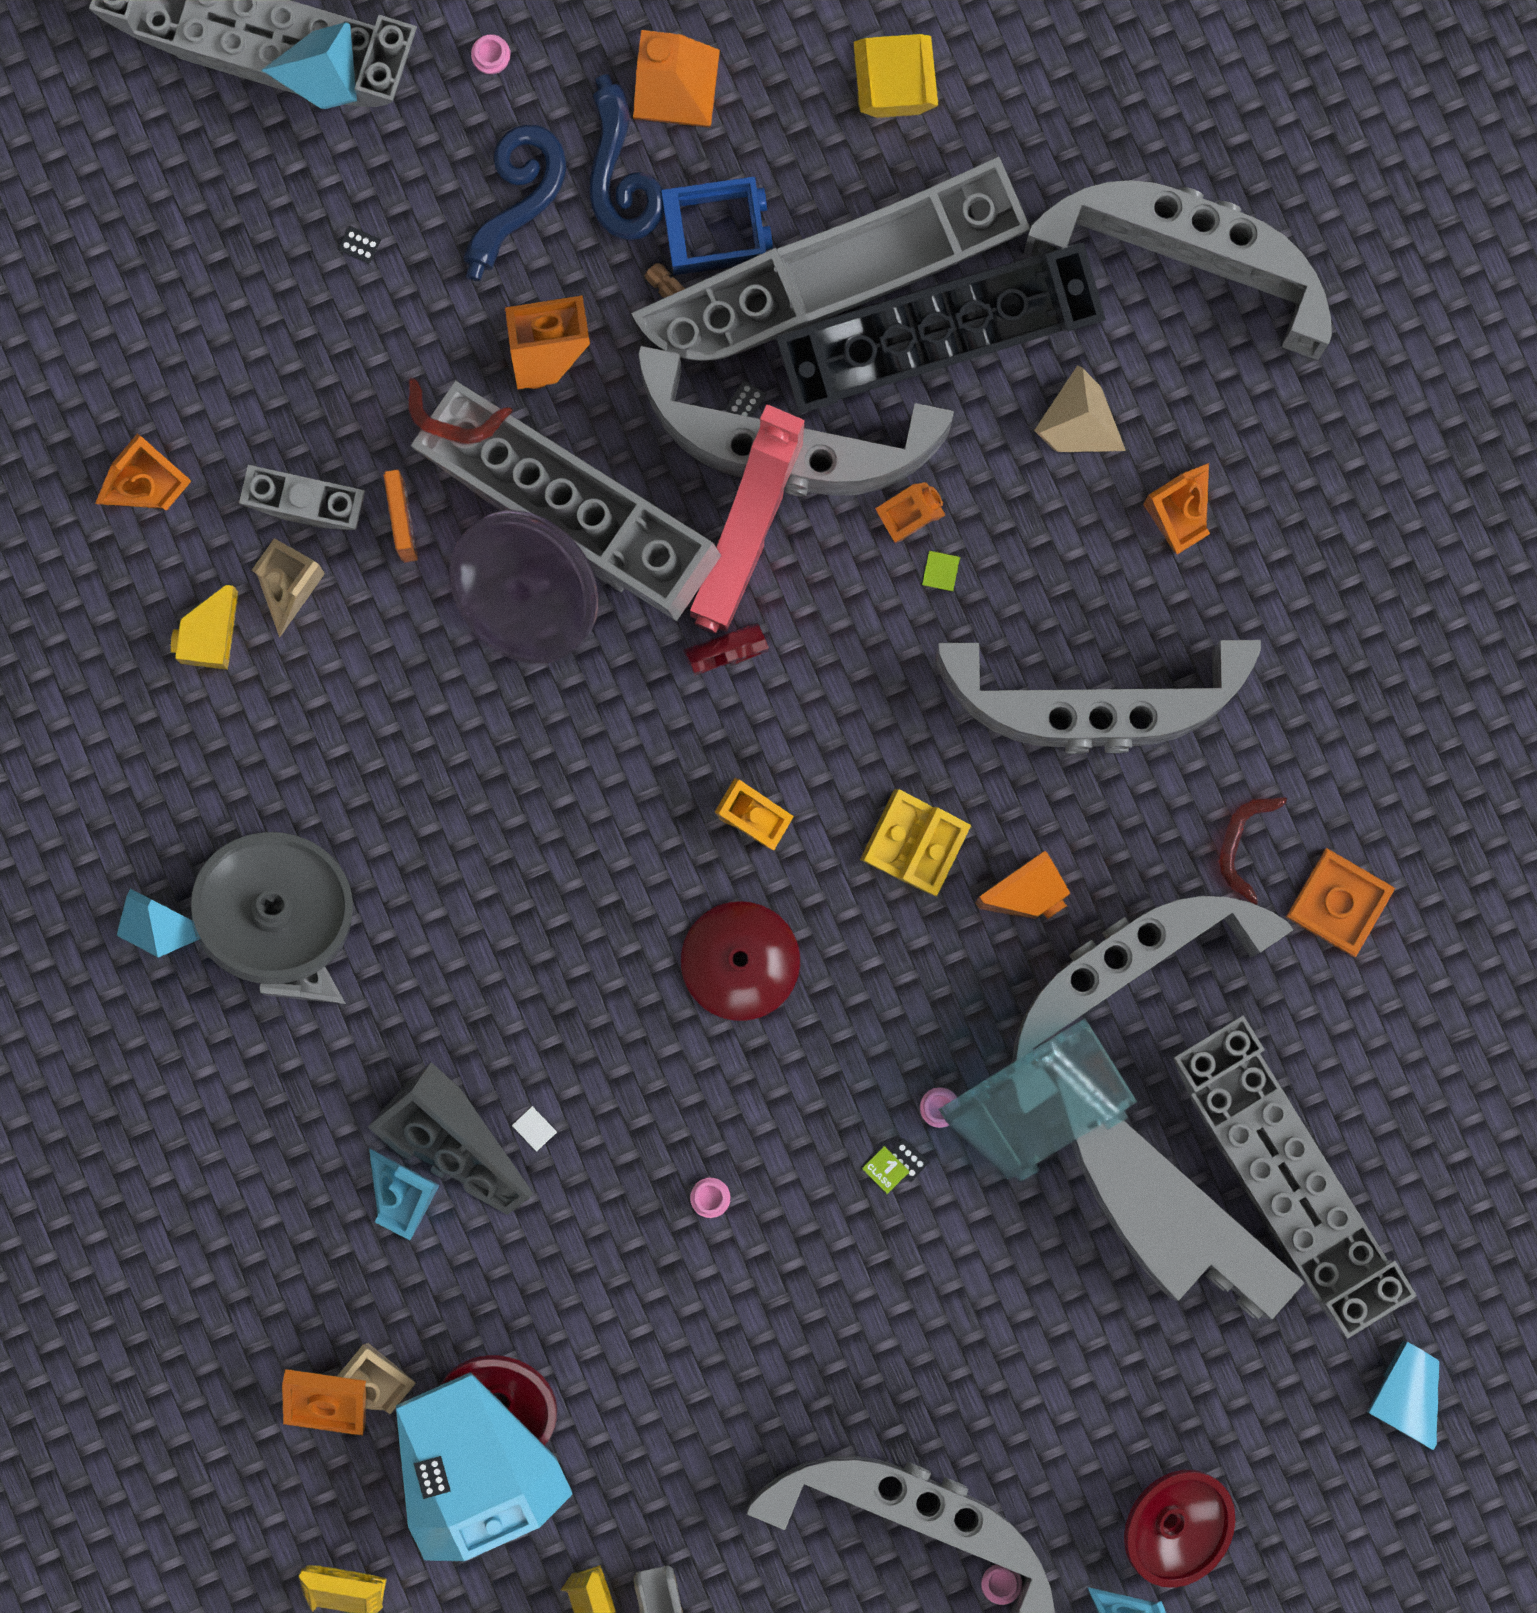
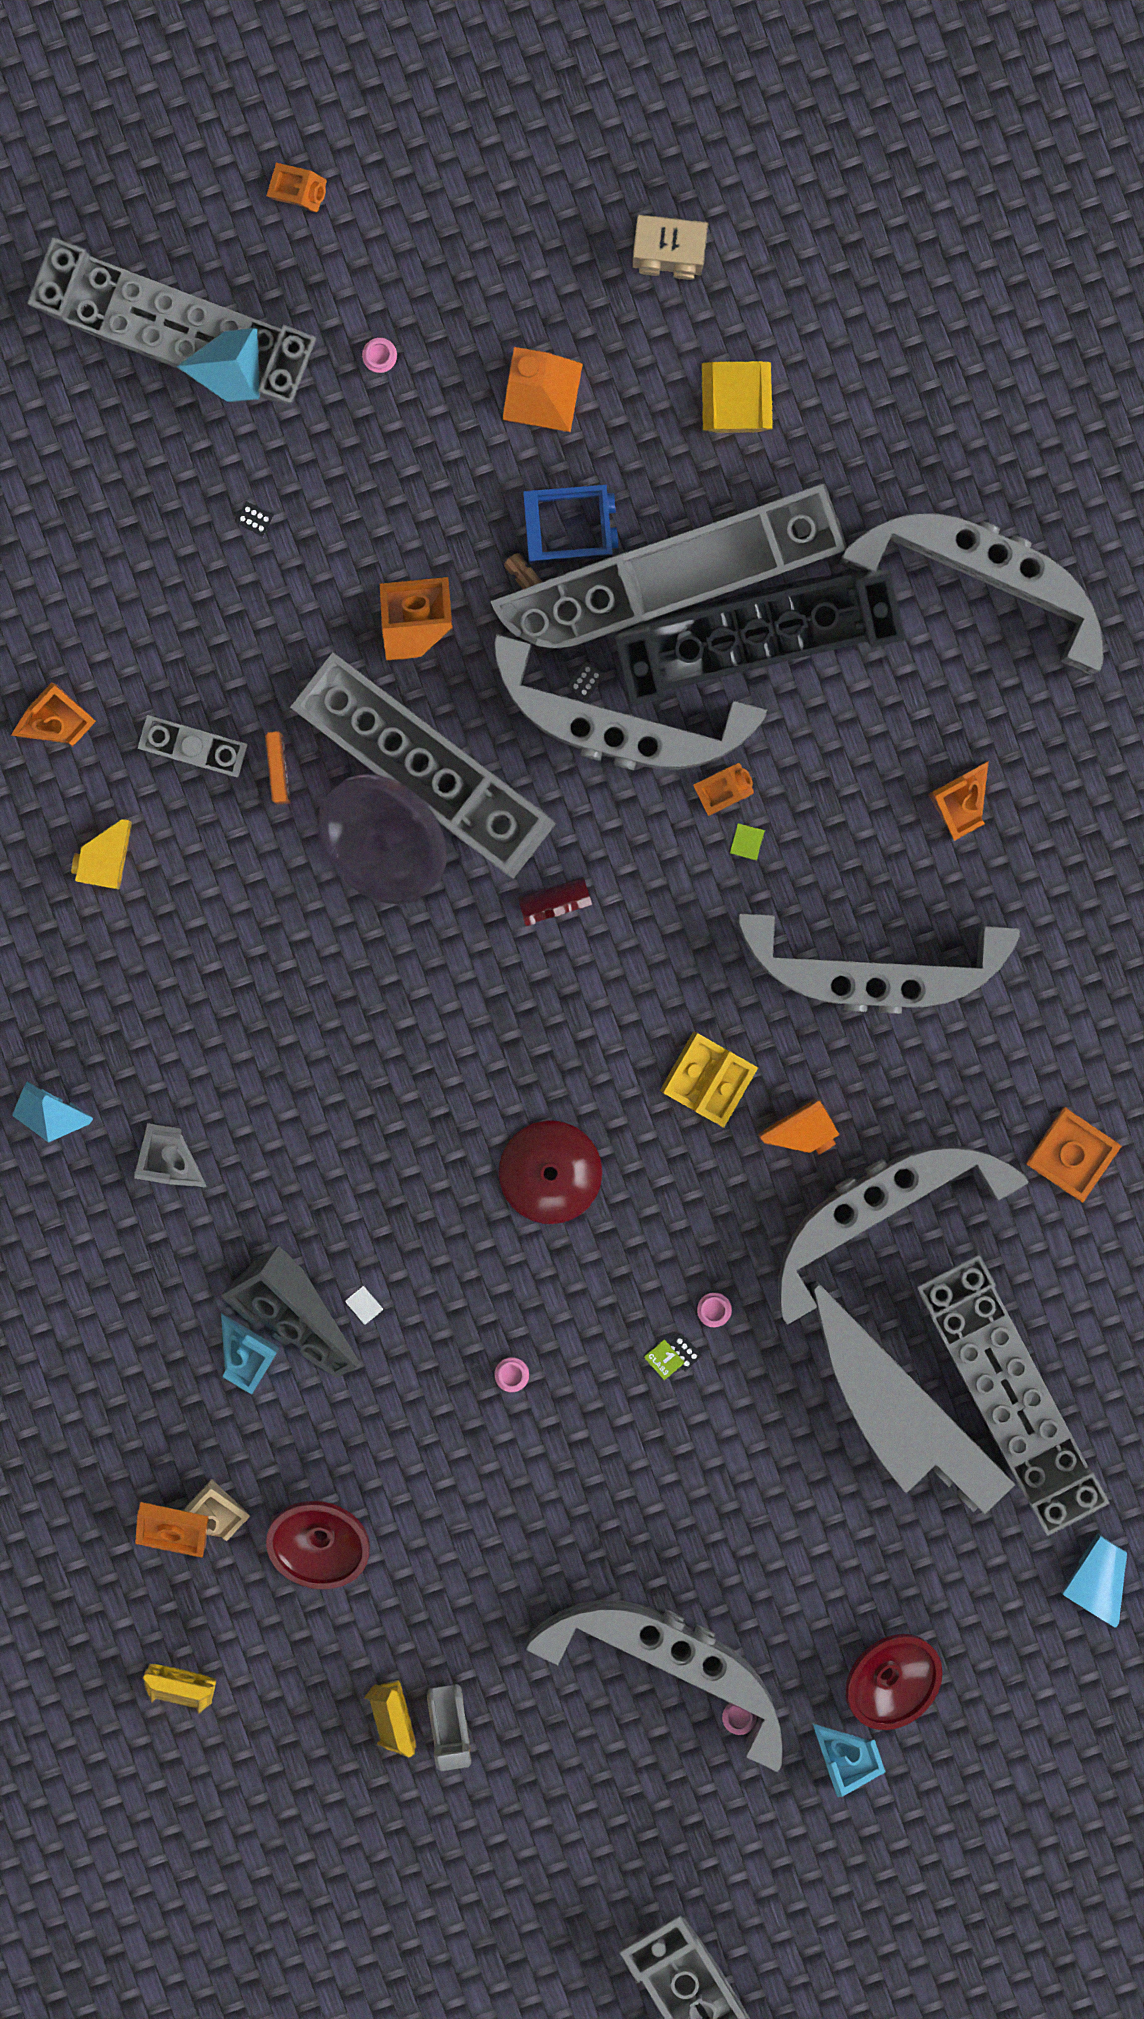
camera: 10 degrees right, 5 degrees up
(275, 877) = (155, 1075): dark grey dish -> none
(286, 581) = (173, 815): tan slope -> none
(432, 1477) = (260, 1601): black sticker -> none
(447, 430) = (322, 697): clear red animal -> none
(488, 238) = (367, 523): dark blue plant -> none
(495, 1469) = (295, 1597): medium azure wedge -> none
(614, 119) = (486, 422): dark blue plant -> none
(750, 518) = (580, 797): coral arch -> none
(753, 814) = (570, 1048): light orange slope -> none
(1041, 1102) = (801, 1316): clear light blue windscreen -> none
(1080, 418) = (878, 715): tan slope -> none
(1232, 841) = (983, 1095): clear red animal -> none

